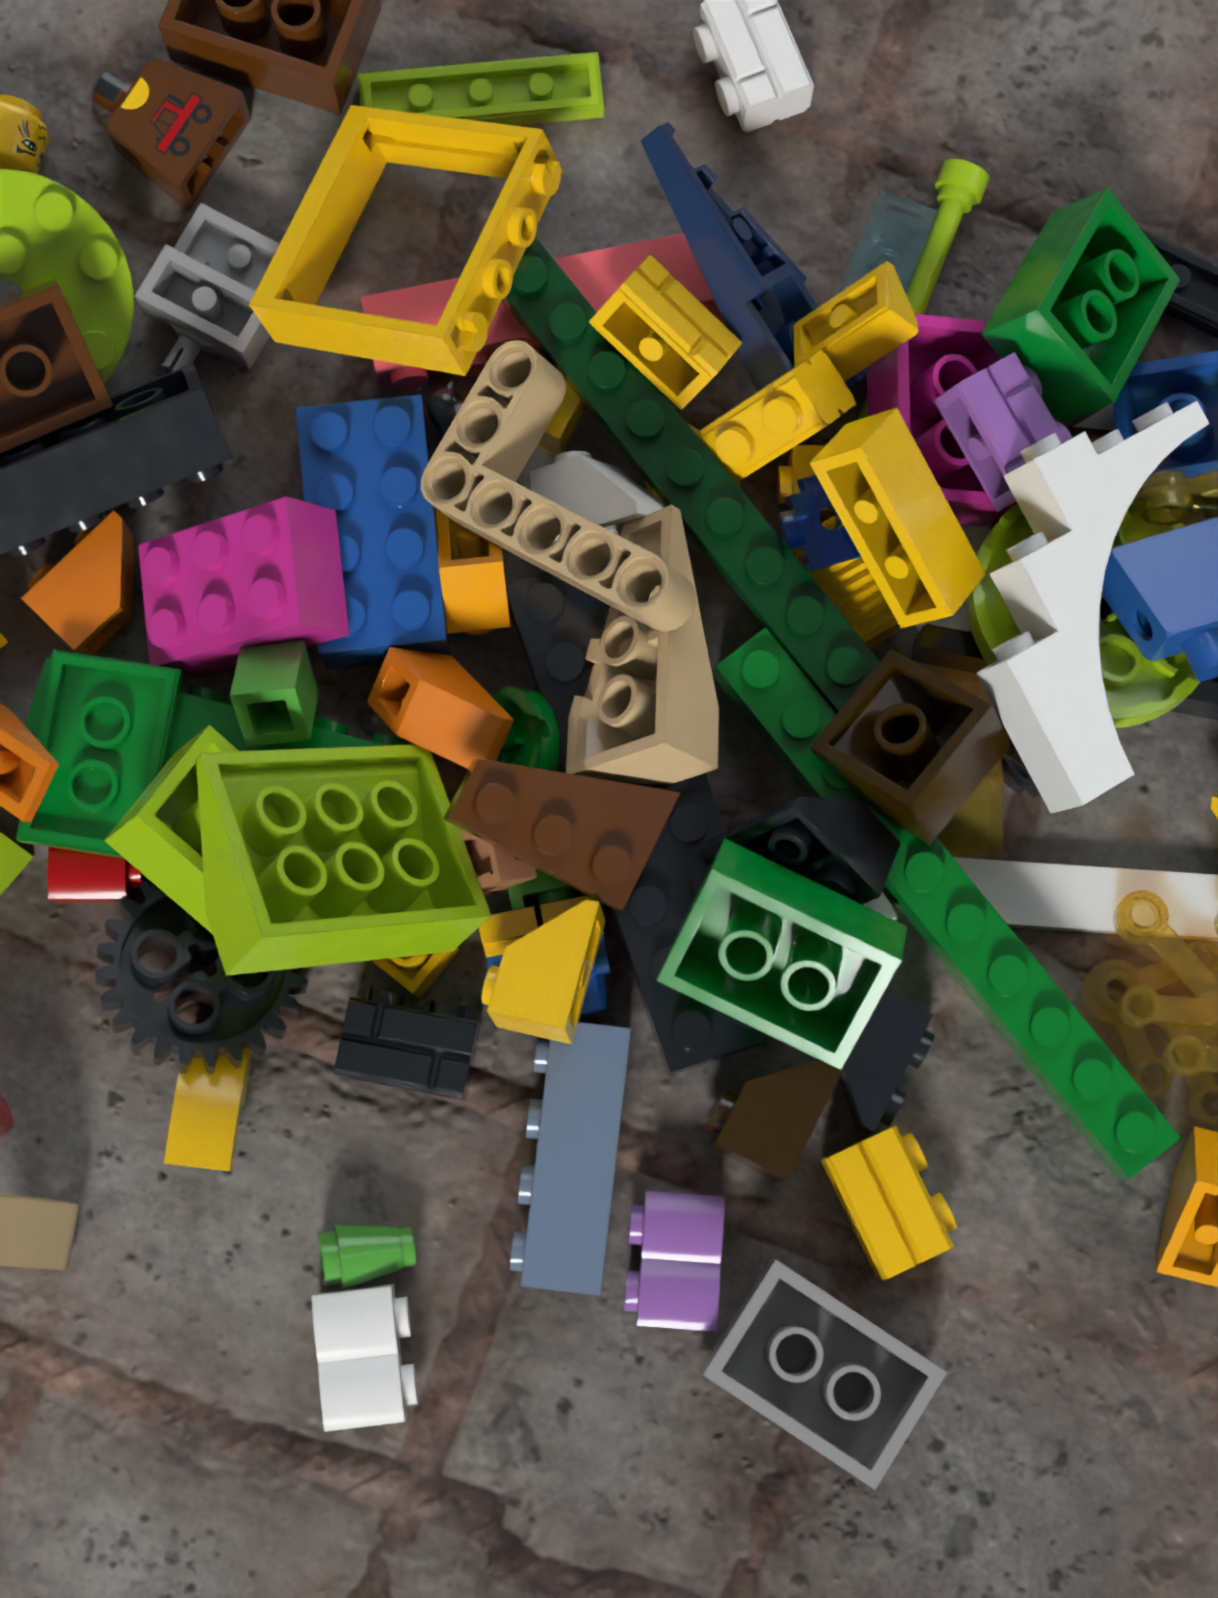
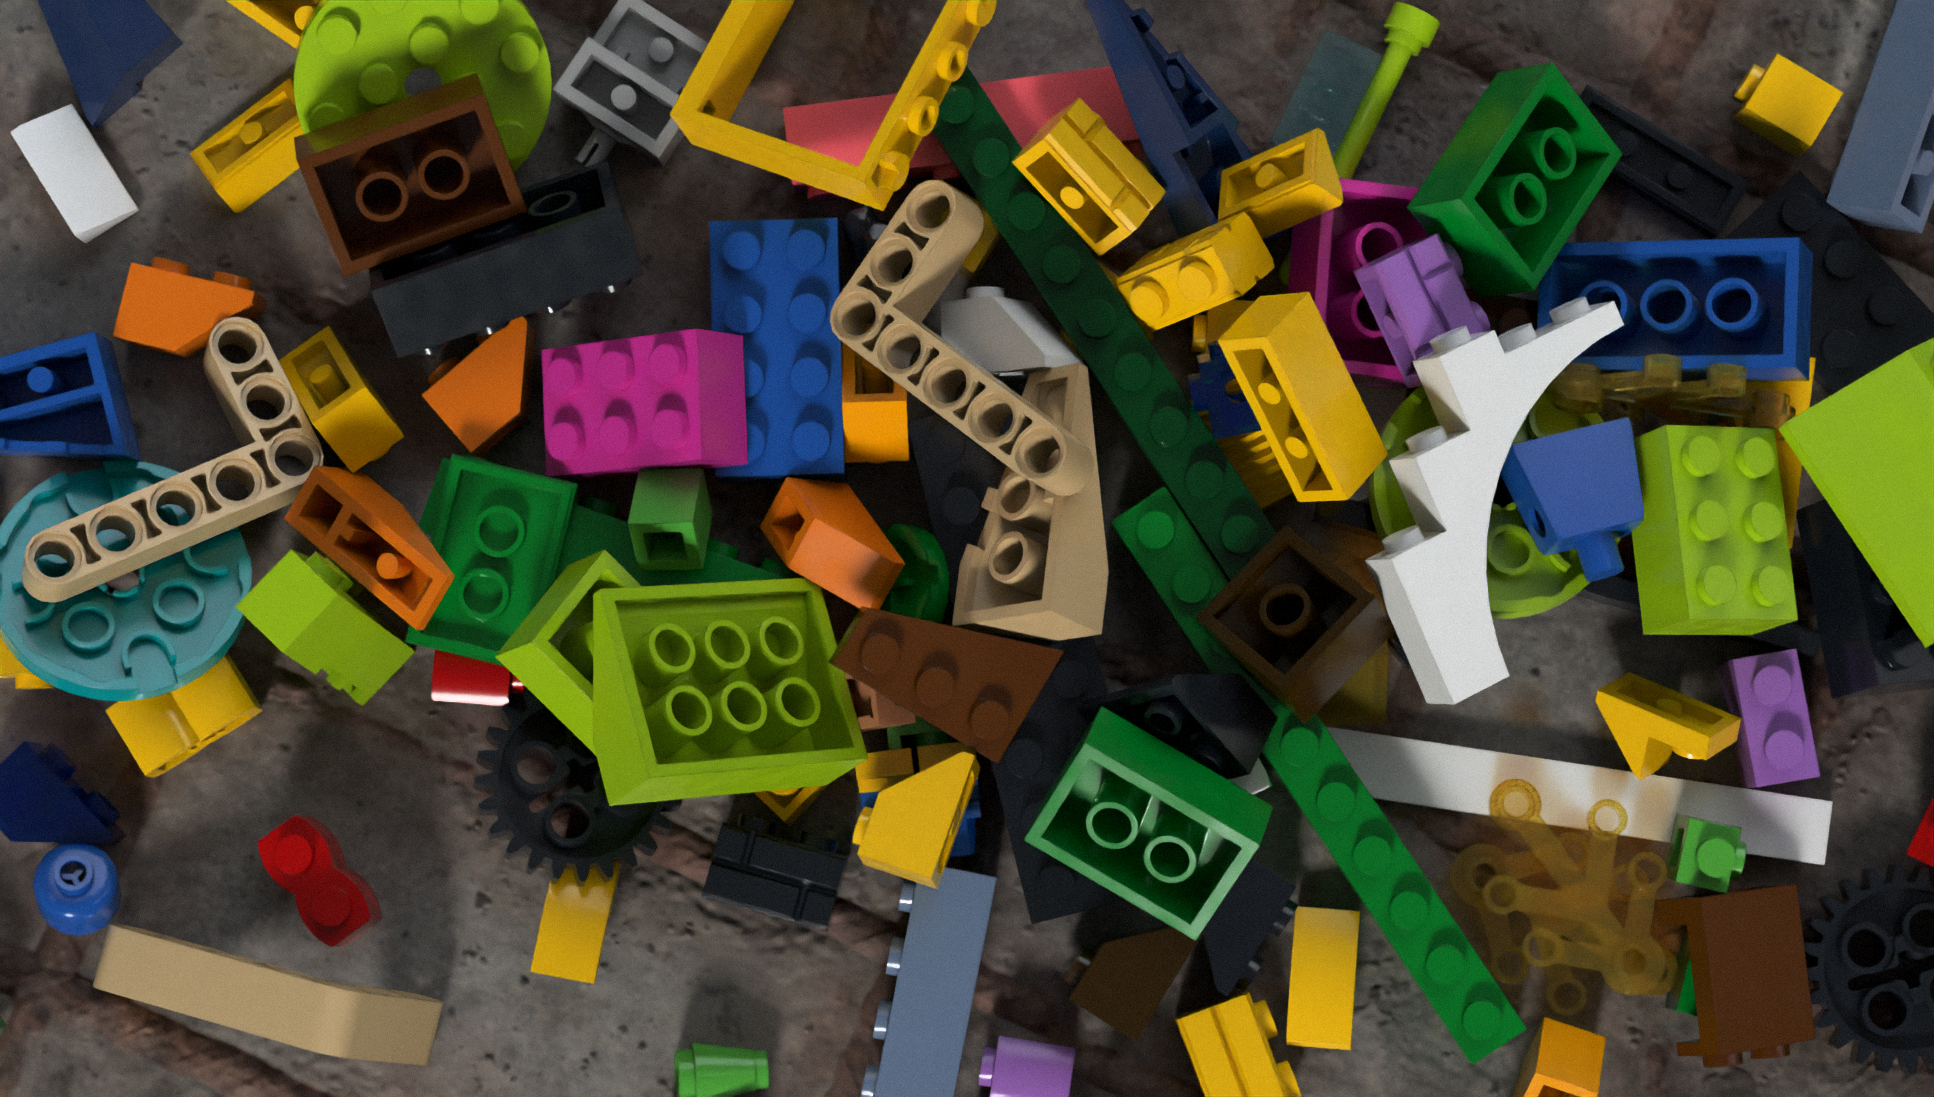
camera: 10 degrees right, 5 degrees up
(967, 1106) = (1323, 978): none -> yellow slope

